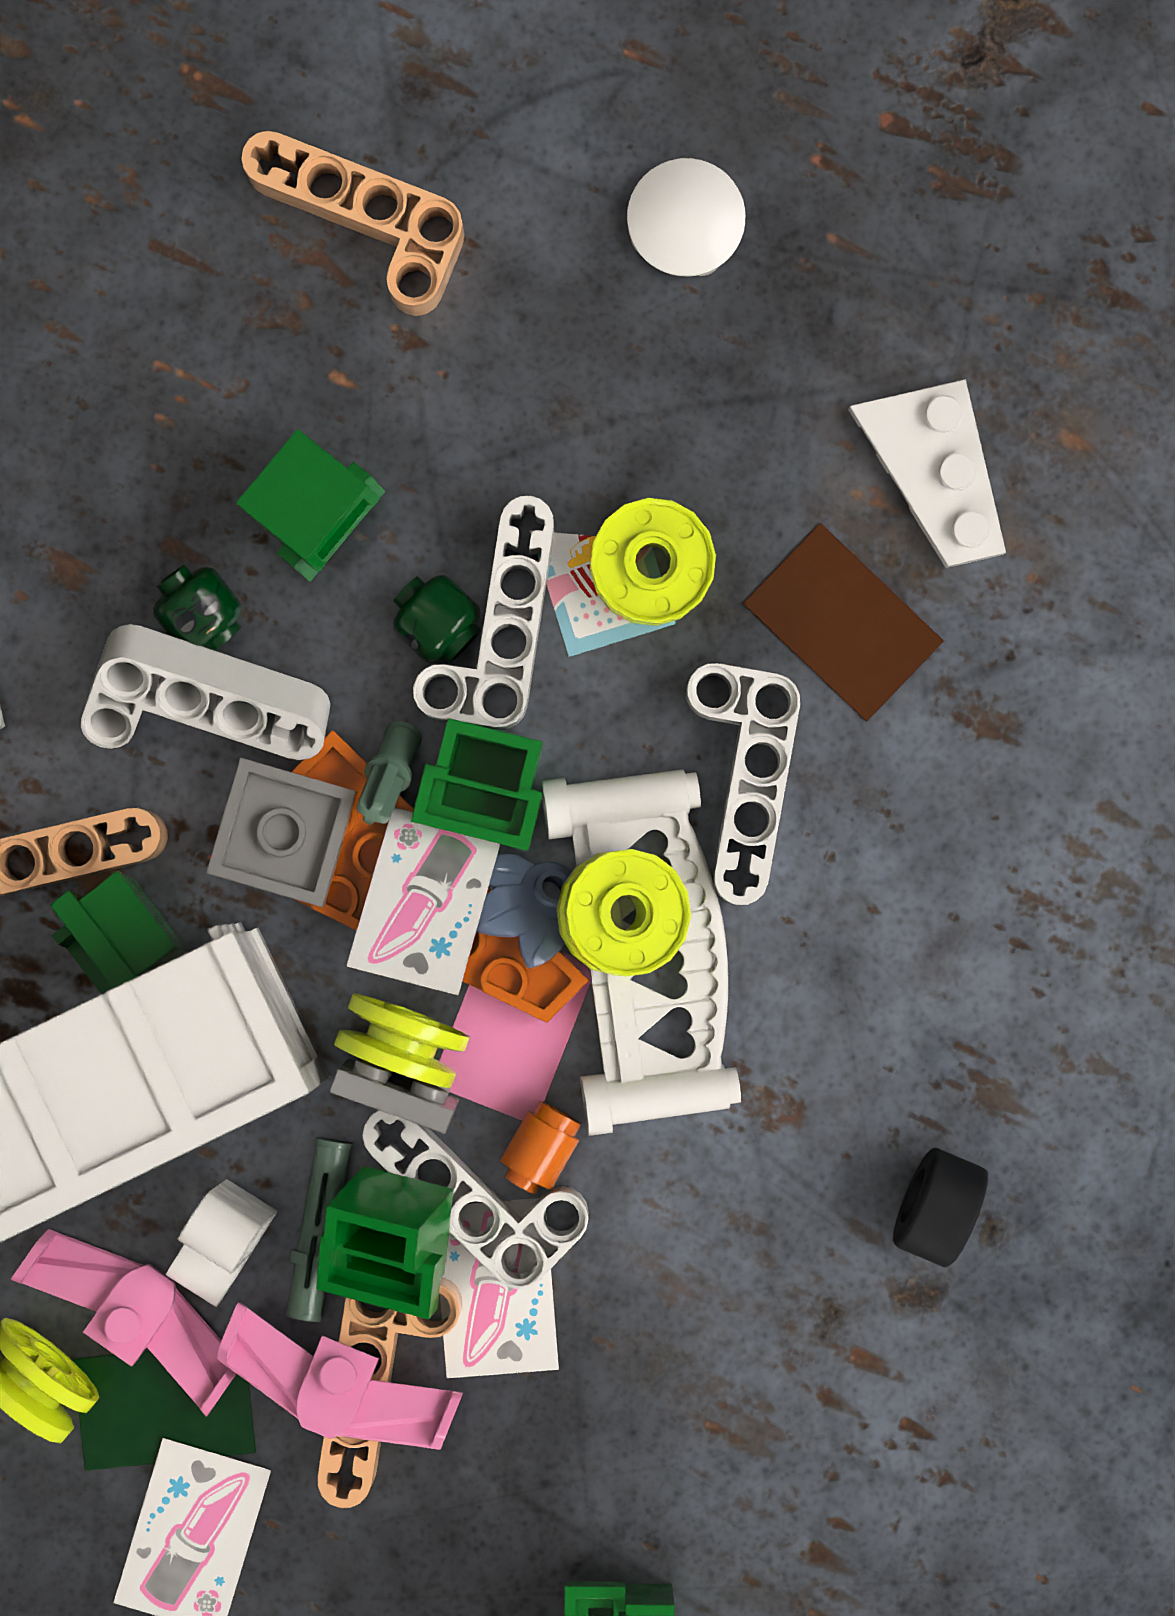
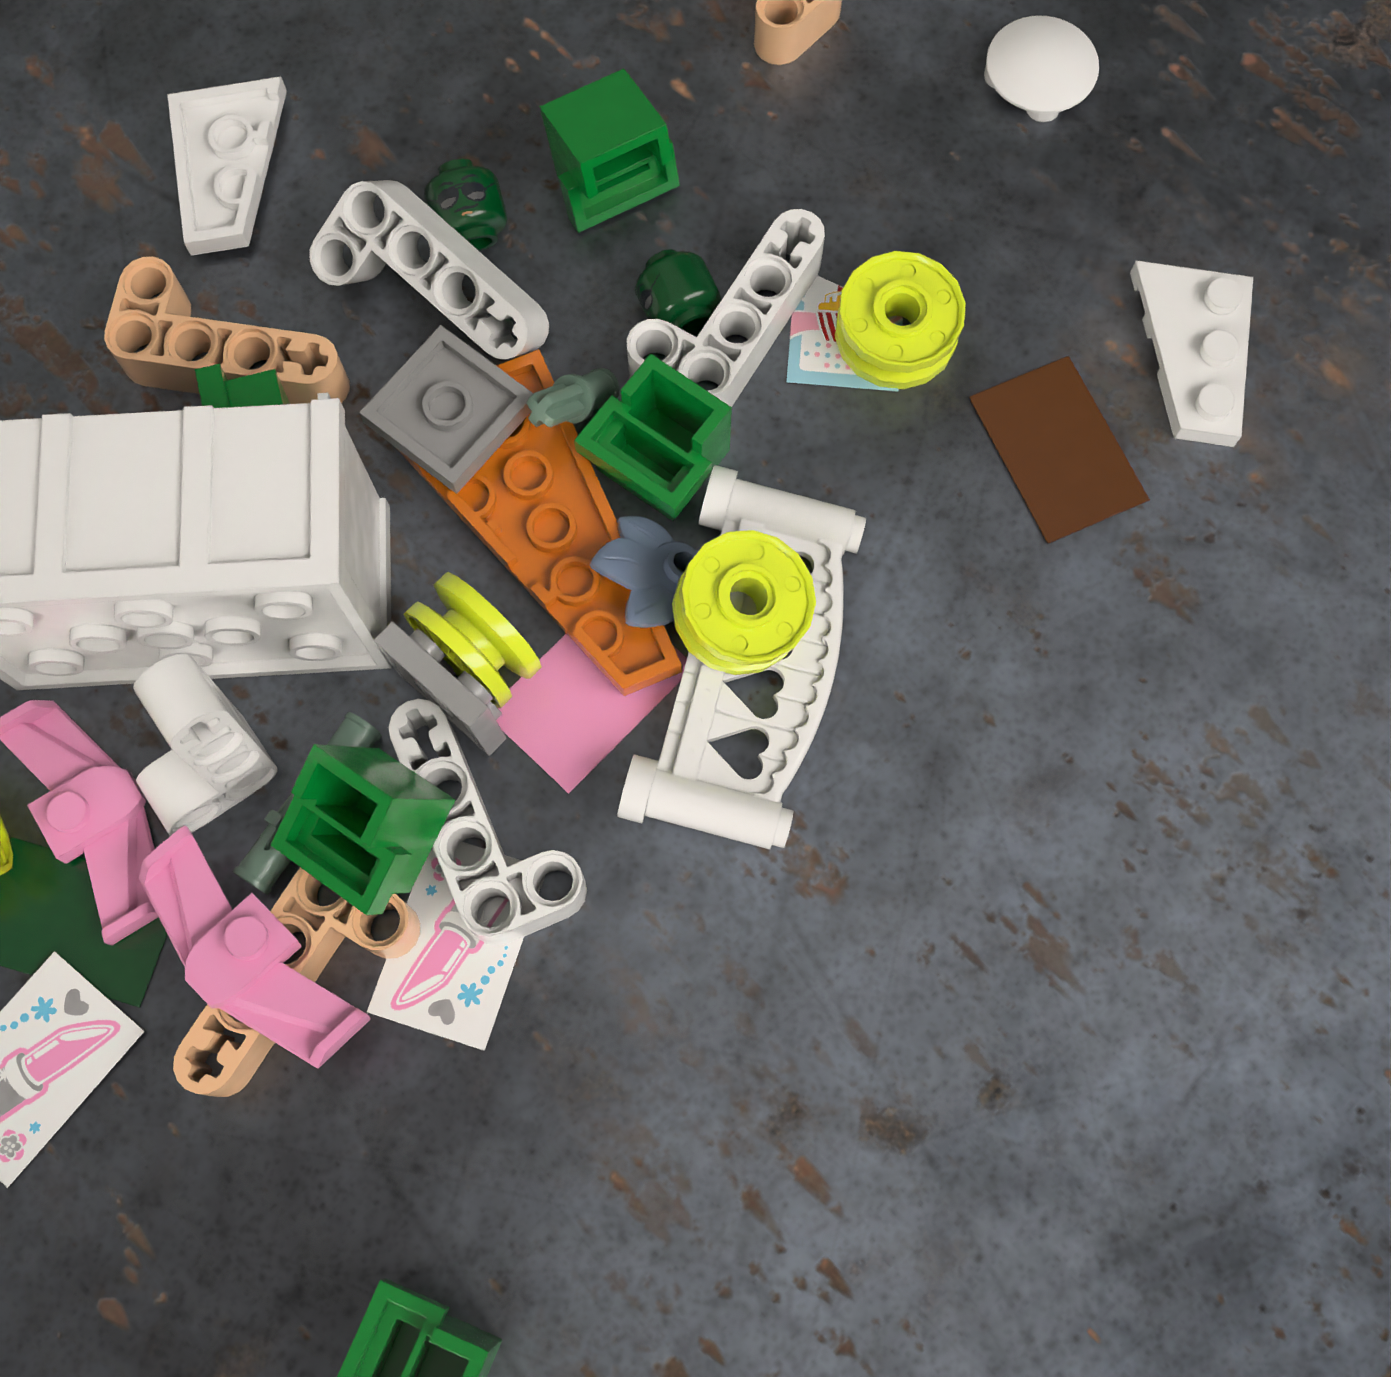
camera: 20 degrees right, 15 degrees down
(423, 904) = (550, 521): white sticker -> none
(540, 1148) = (564, 809): orange brick -> none
(742, 785) = (910, 548): white beam -> none
(940, 1207) = (954, 1033): black tyre -> none

